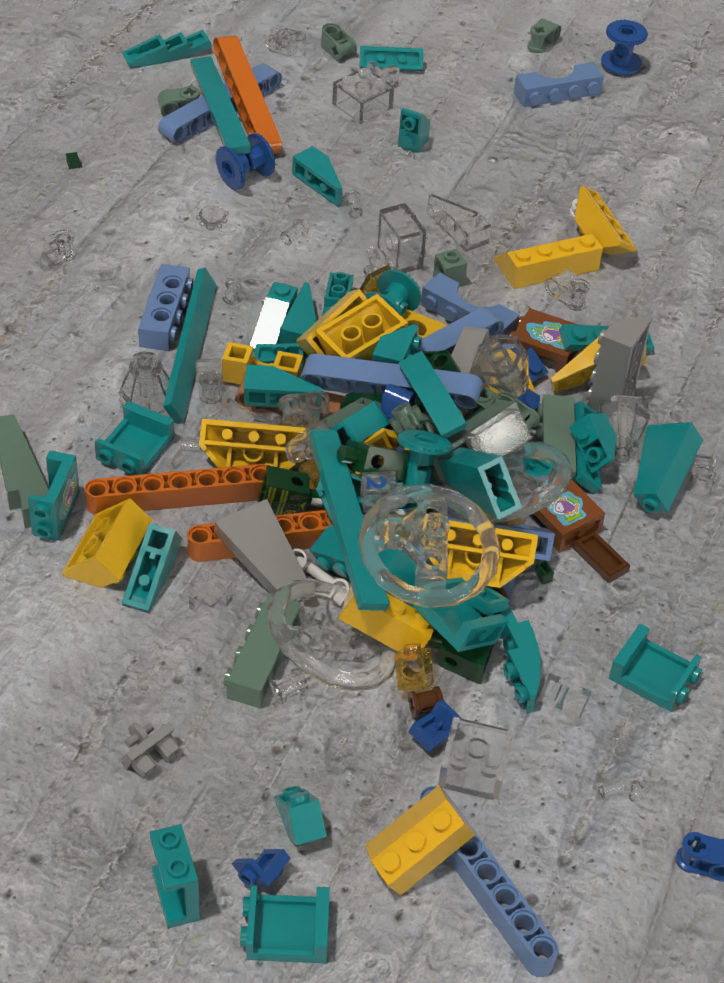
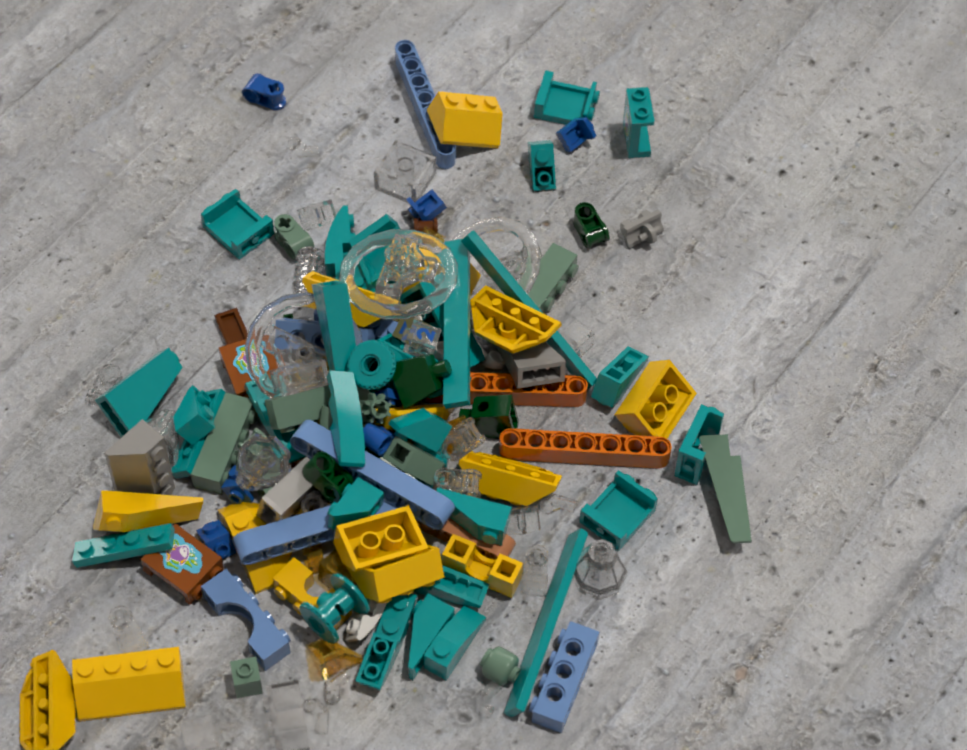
camera: 165 degrees left, 10 degrees up
(219, 740) = (591, 228): none -> dark green piece
(226, 304) = (500, 665): none -> sand green head
(273, 567) = (511, 288): none -> teal tile
(283, 538) = (509, 322): none -> yellow wedge
(544, 615) = (307, 260): none -> clear piece
(581, 660) = (291, 235): none -> sand green piece

